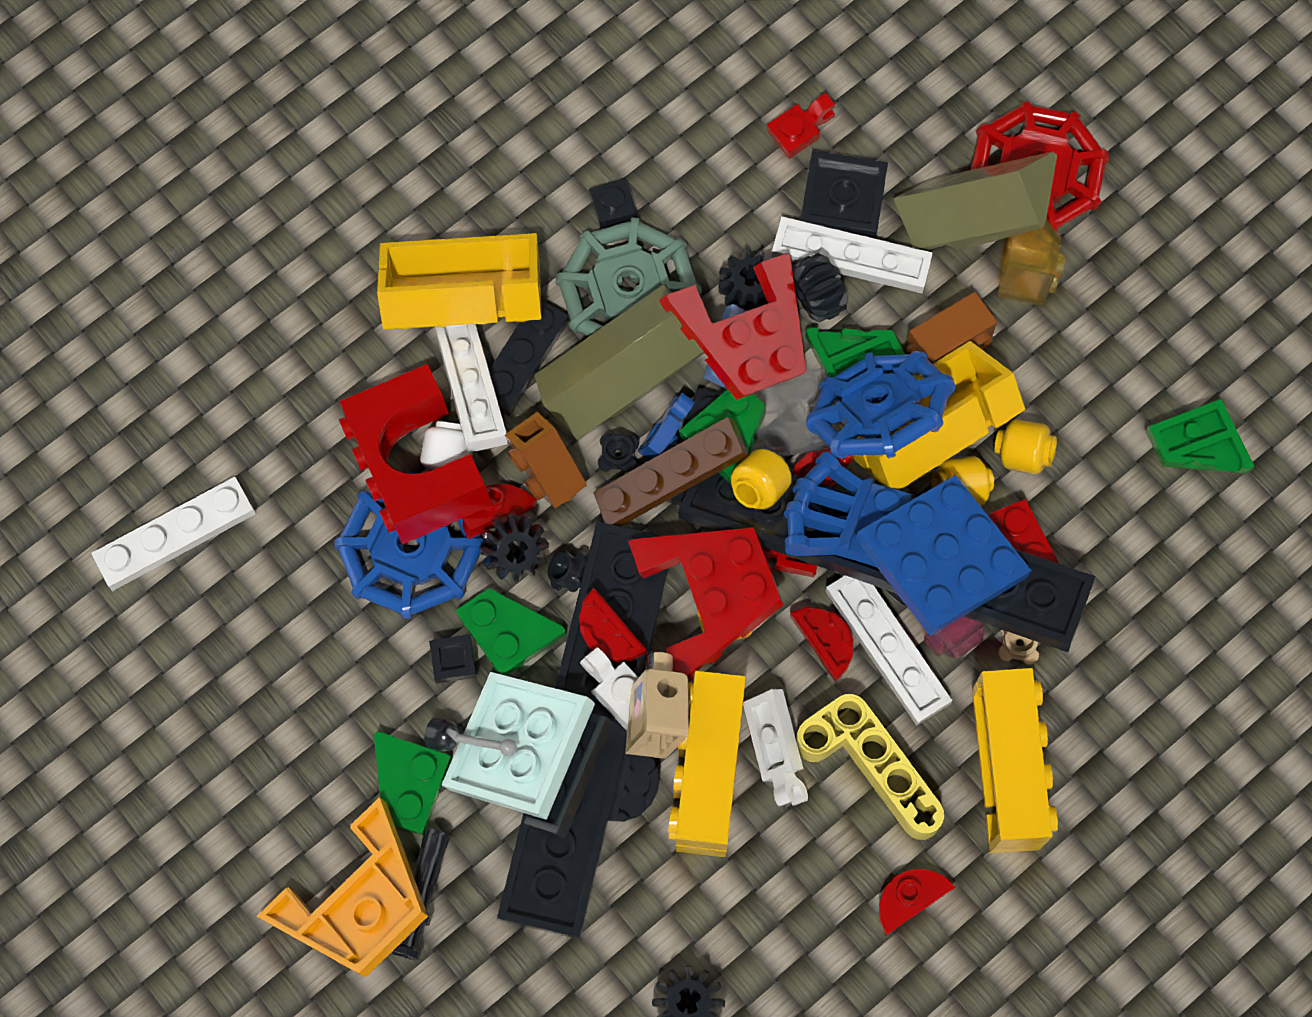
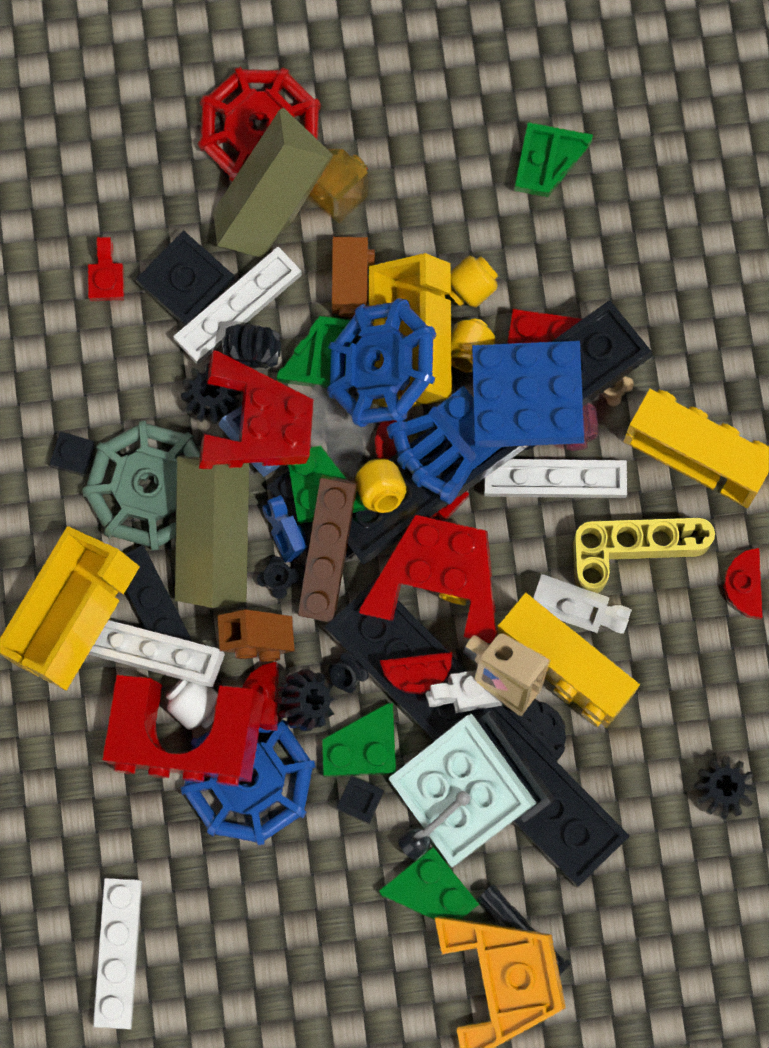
camera: 60 degrees left, 5 degrees up
(827, 637) = (522, 517): red plate -> none

